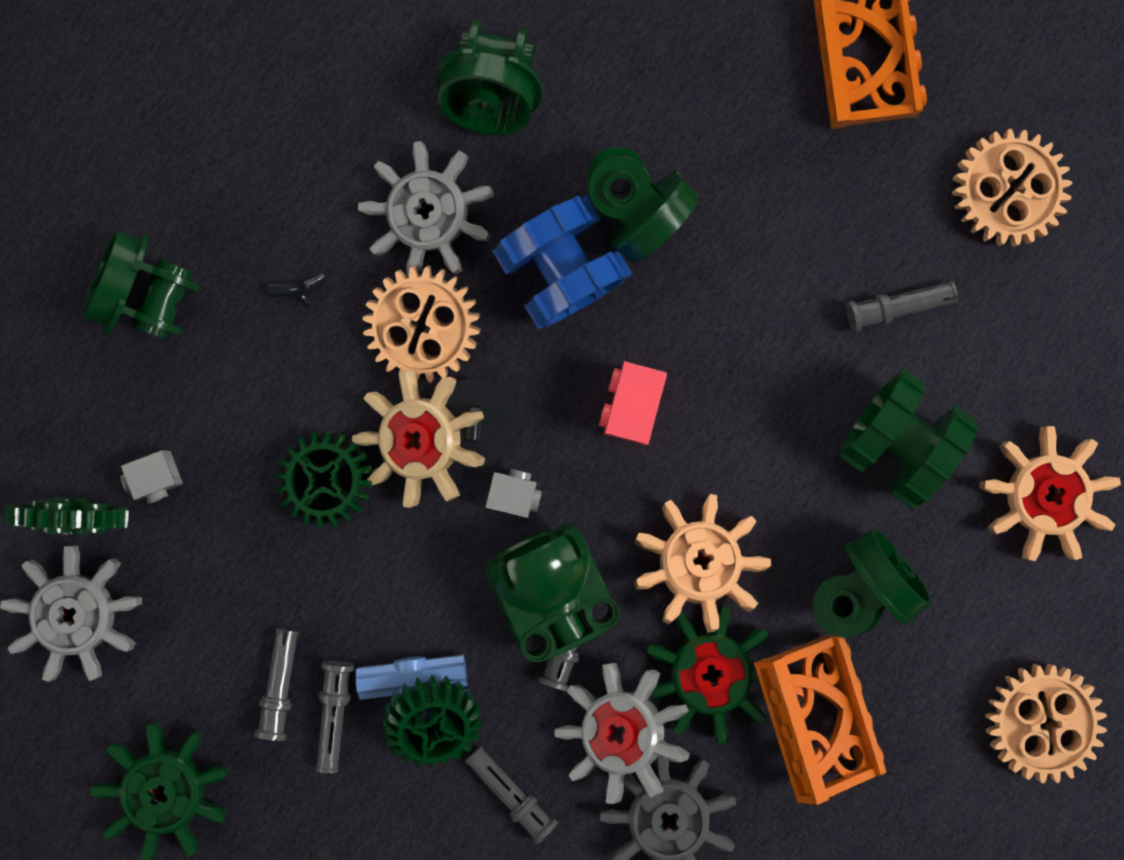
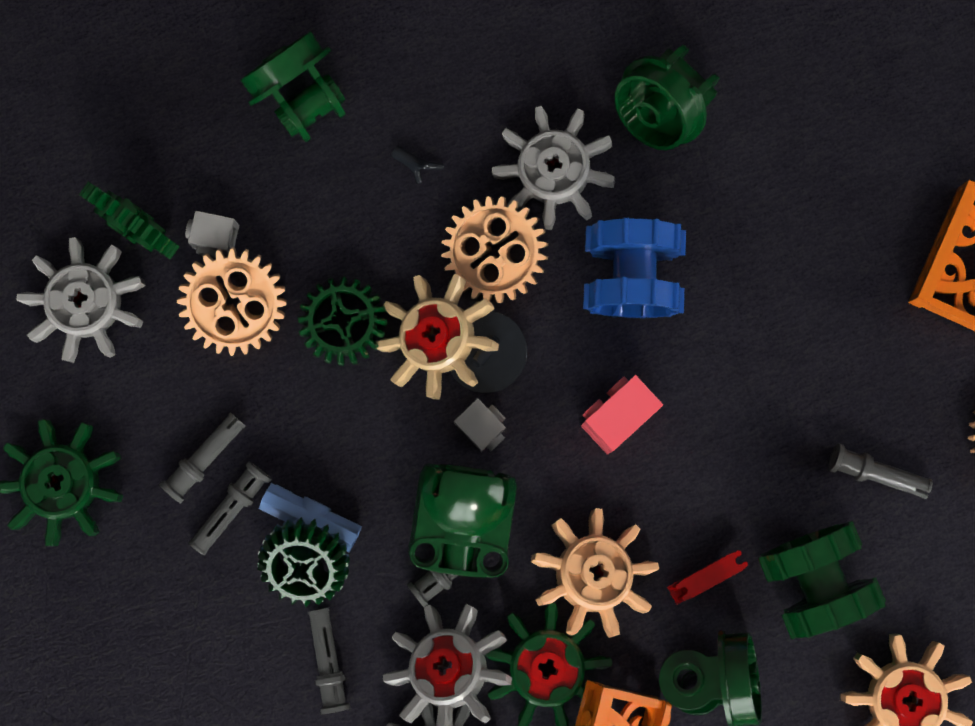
camera: 30 degrees right, 5 degrees down
(194, 554) = (205, 315): none -> light nougat gear
(644, 210) = (724, 269): dark green piece -> none
(804, 500) = (706, 577): none -> red piece

